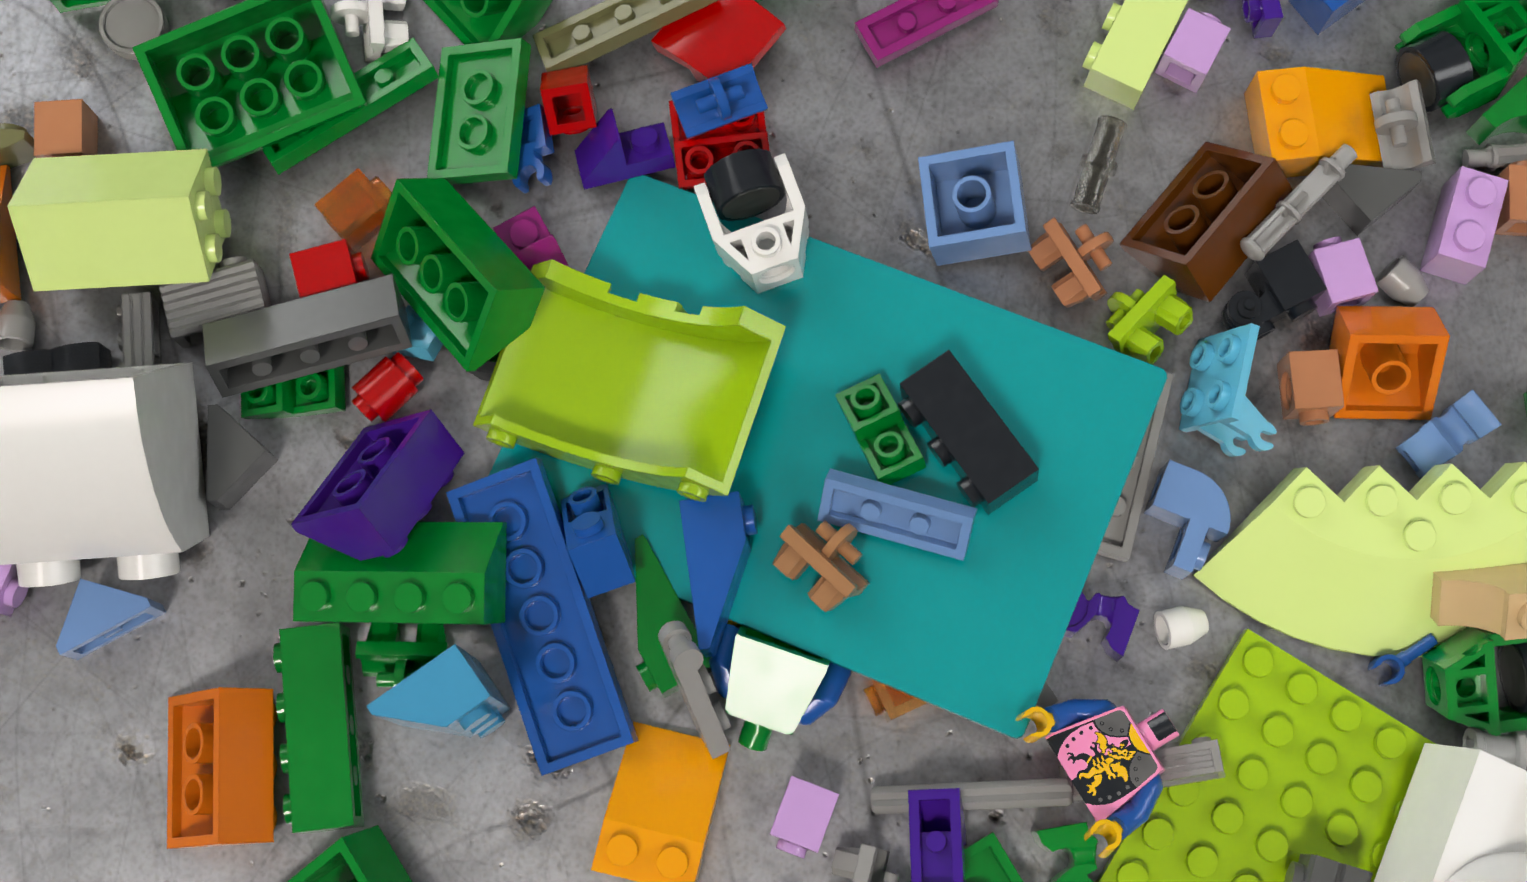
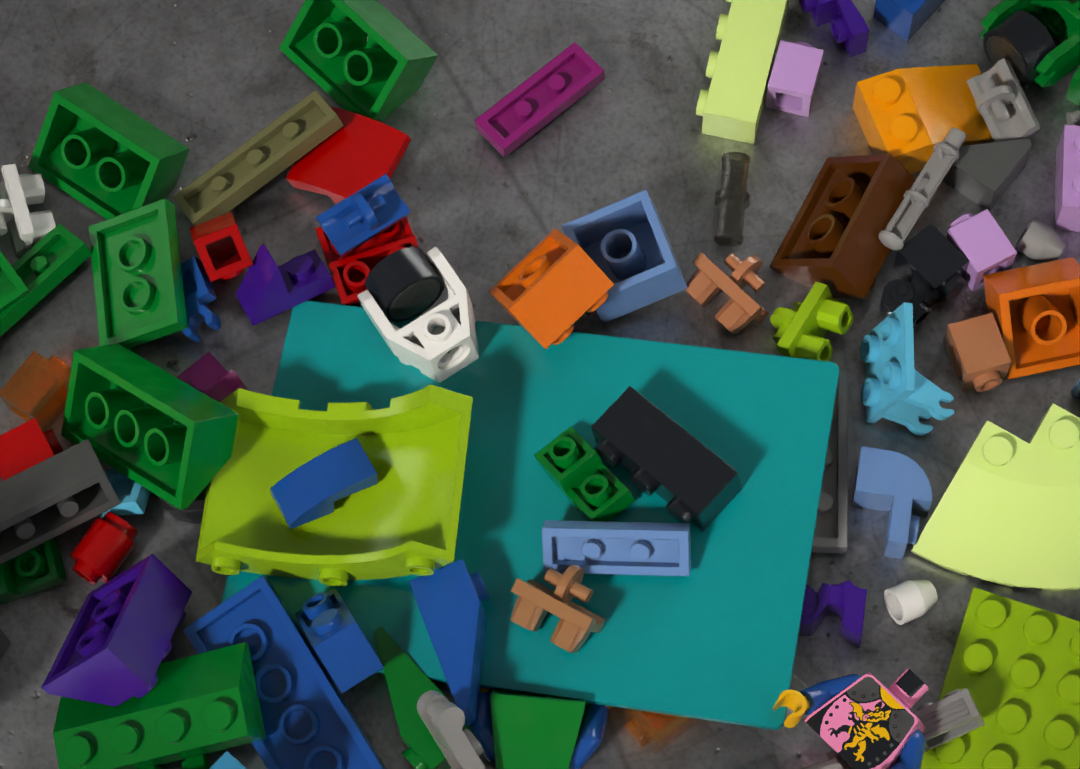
camera: 10 degrees left, 10 degrees down
(618, 372) = (315, 485): none -> blue slope
(892, 225) = (552, 289): none -> orange slope

